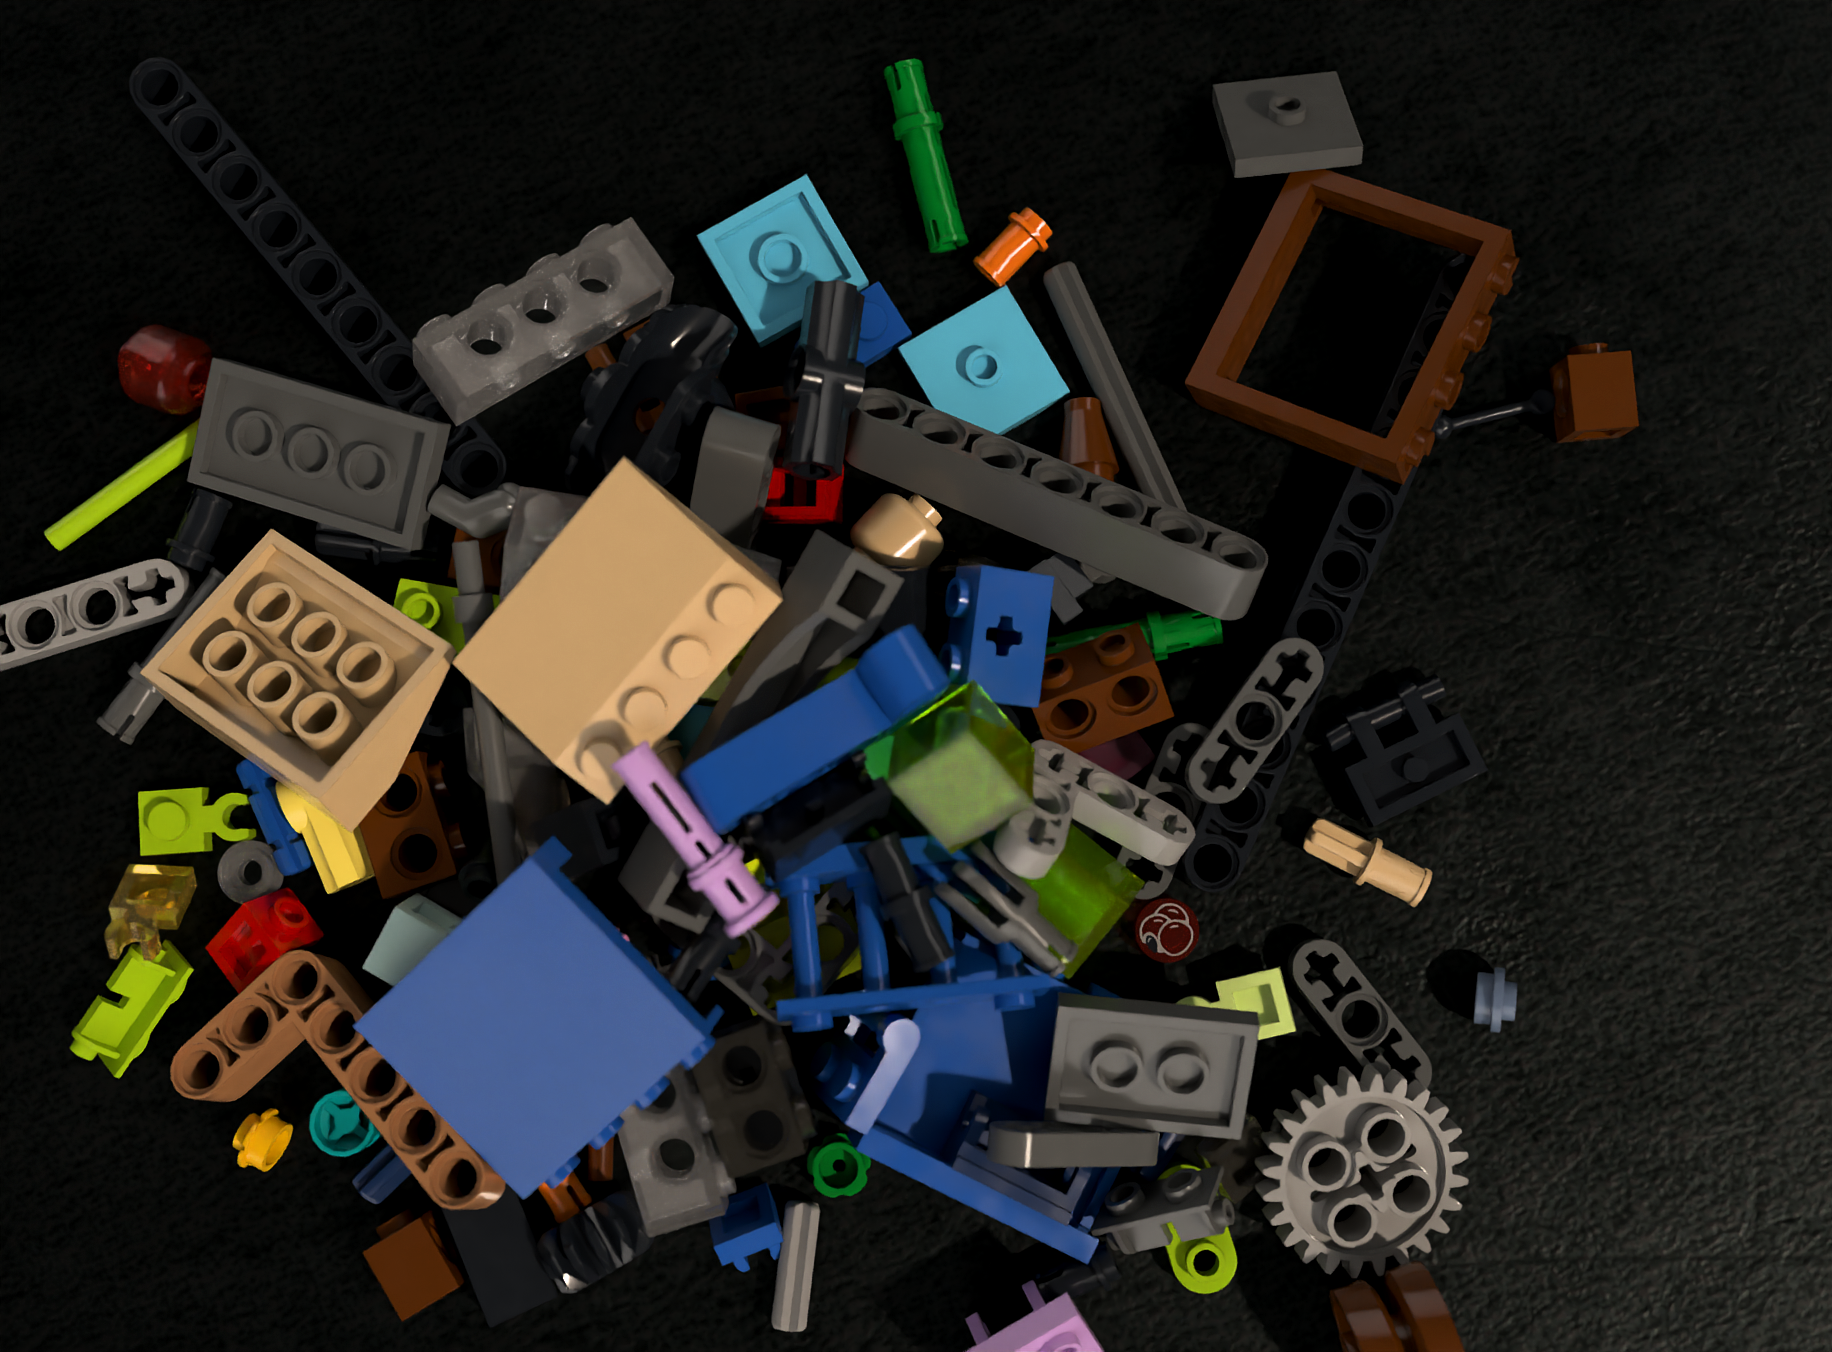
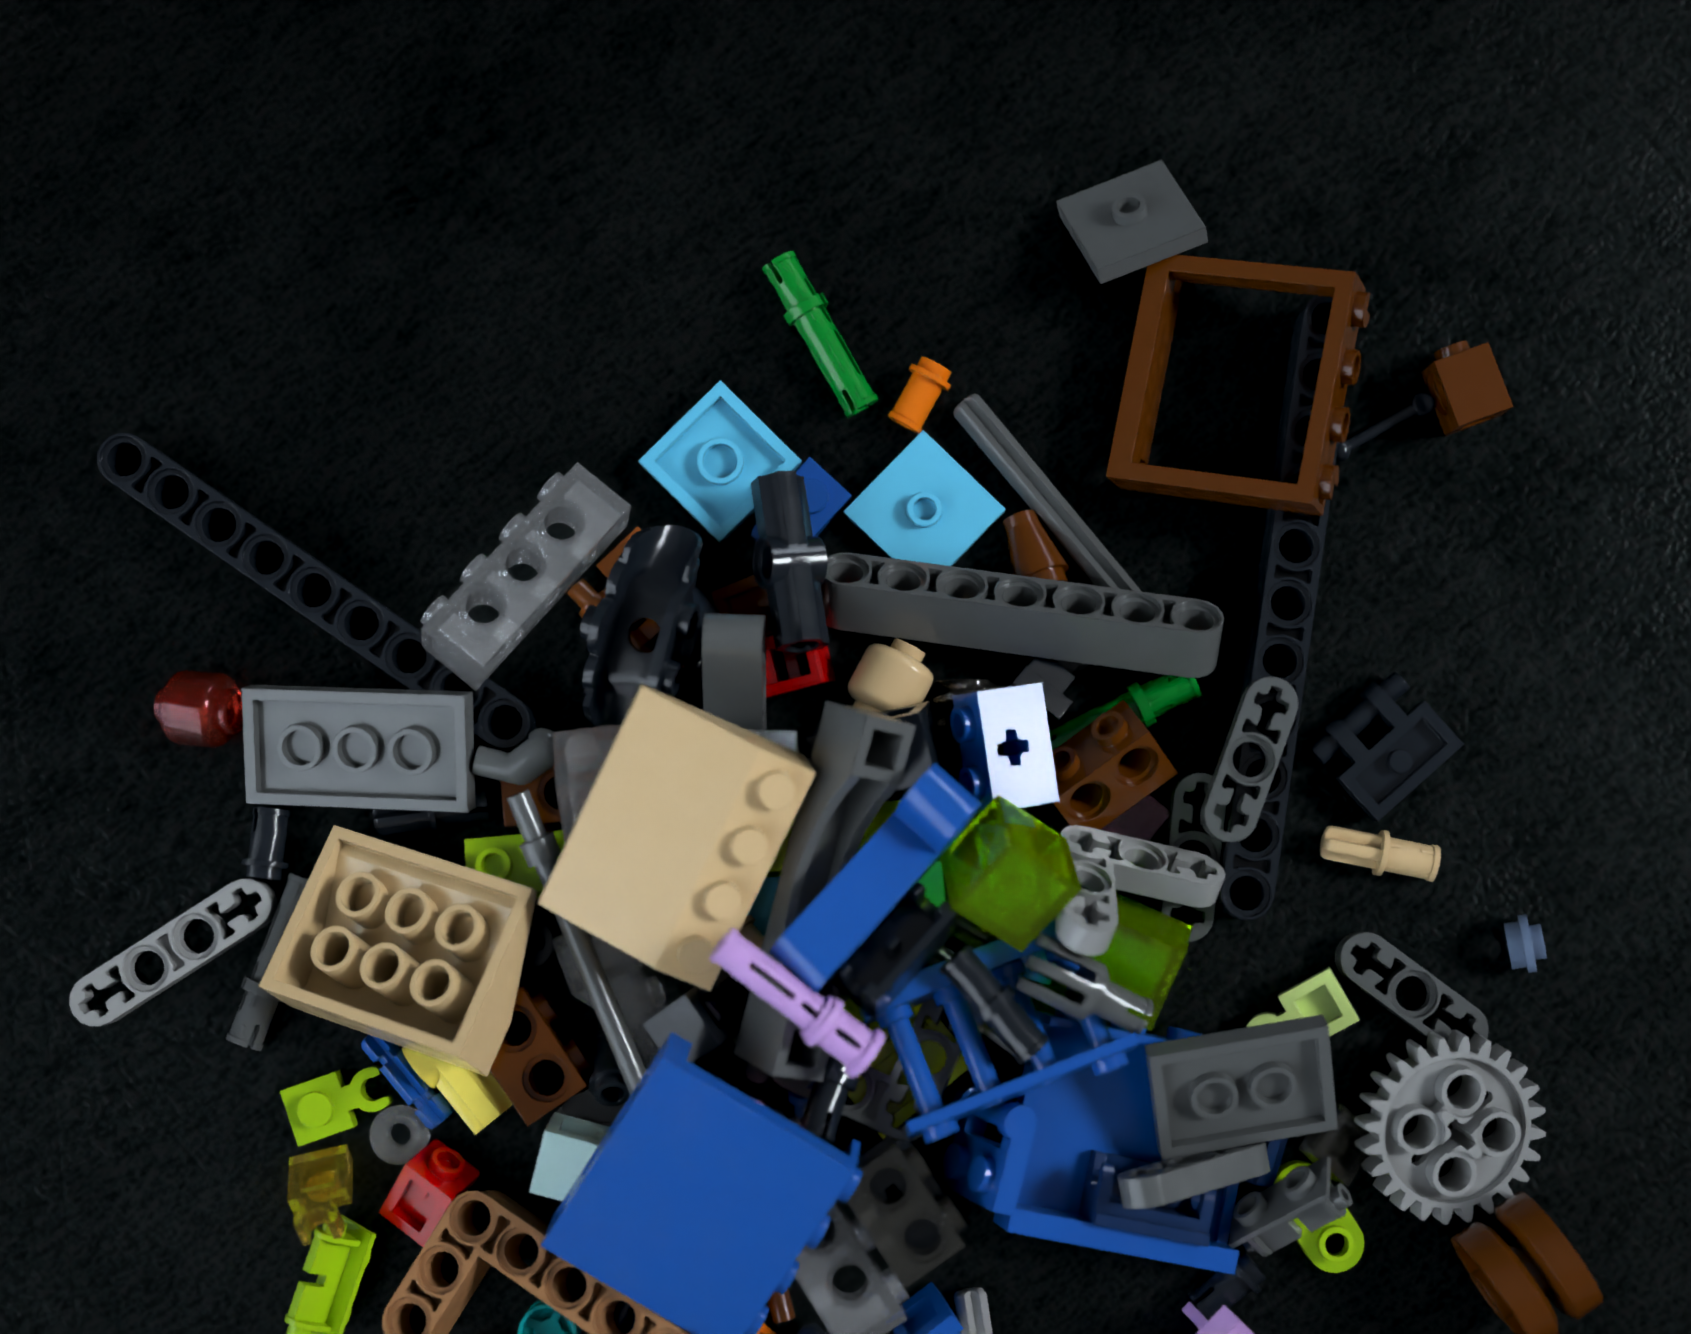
camera: 15 degrees left, 0 degrees up
(123, 489) = (190, 822): lime bar -> none
(833, 1182) = (986, 1264): green plate -> none
(1166, 930) = (1221, 962): clear red tile -> none

